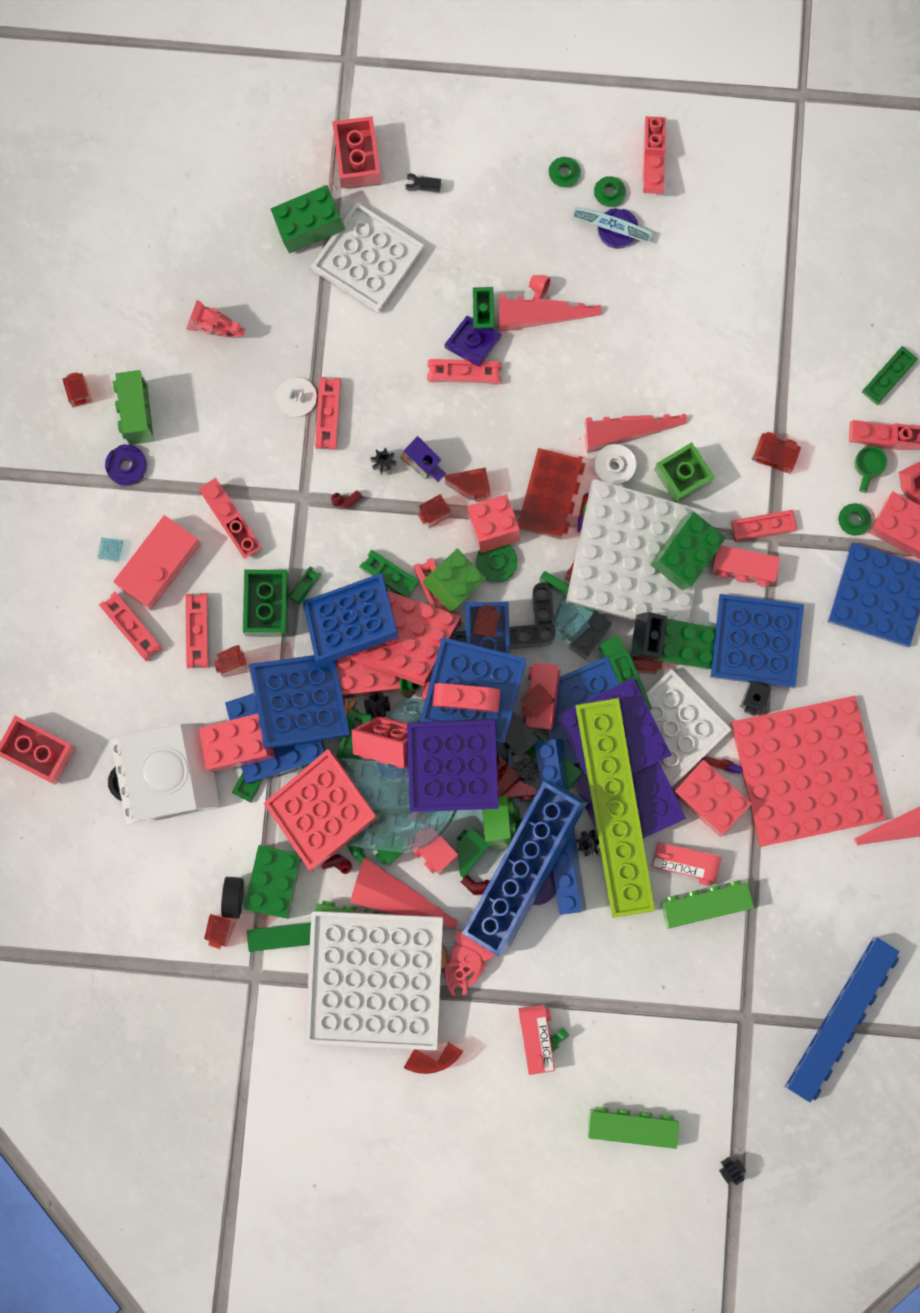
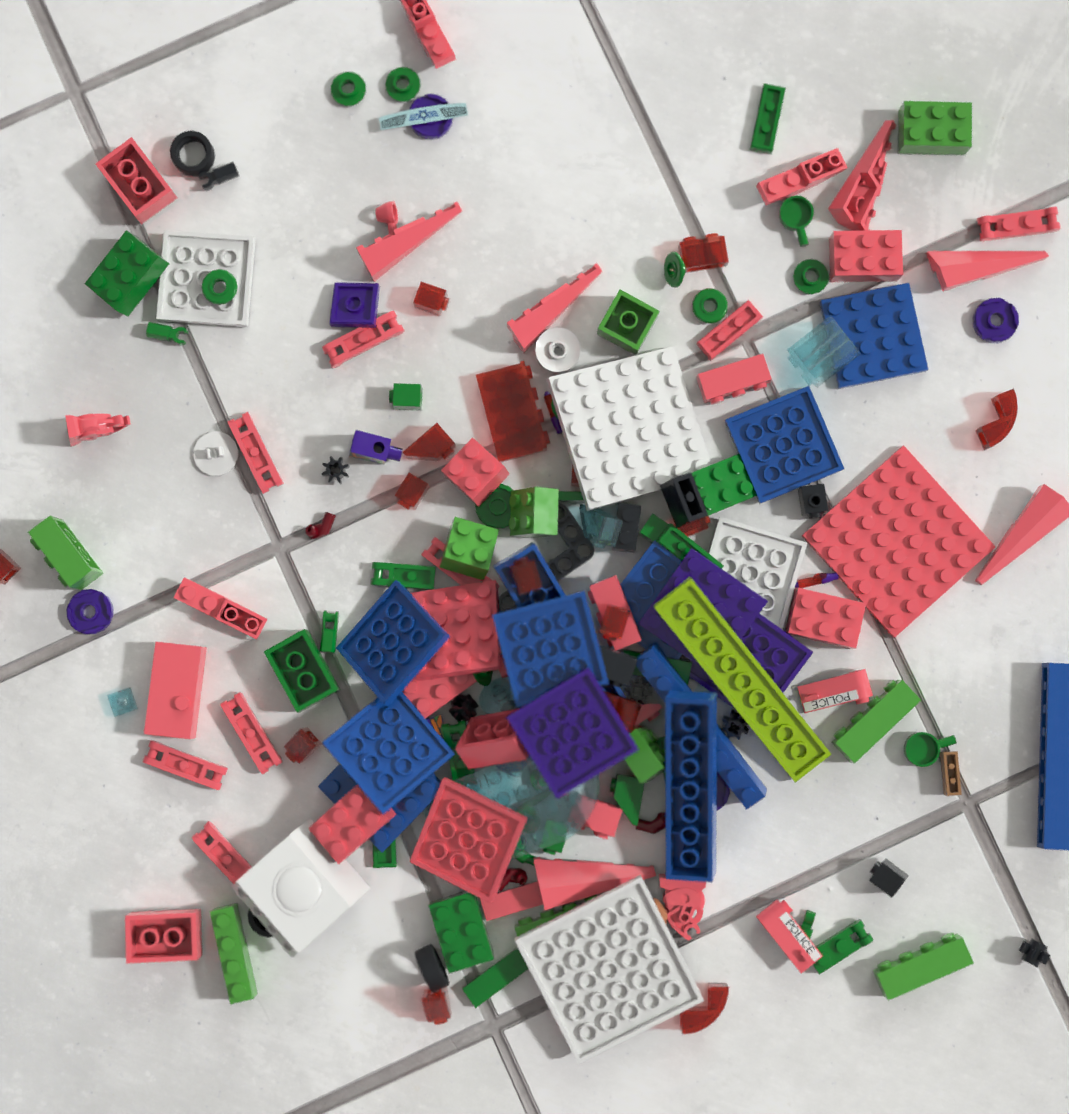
camera: 30 degrees left, 5 degrees up
(82, 796) = (233, 953): none -> bright green brick
(118, 710) = (221, 852): none -> coral plate
(311, 281) = (165, 332): none -> green bar
(327, 882) = (513, 901): none -> coral tile
(374, 259) = (219, 276): none -> green piece
(412, 140) = (184, 138): none -> black tyre
(466, 698) = (550, 662): coral brick -> none
(473, 435) = (406, 396): none -> green brick
(483, 307) = (347, 268): green slope -> none
(522, 580) = (534, 512): none -> bright green brick
(536, 369) = (431, 299): none -> clear red brick
(574, 1074) = (841, 946): none -> green plate
(645, 1038) = (887, 877): none -> black brick
(688, 551) = (674, 396): green brick -> none
(734, 950) = (924, 749): none -> green piece
(745, 452) = (674, 269): none -> green piece
(745, 983) = (950, 773): none -> medium nougat piece
(765, 490) = (715, 296): none -> green piece
(829, 583) = (822, 352): none -> clear light blue brick

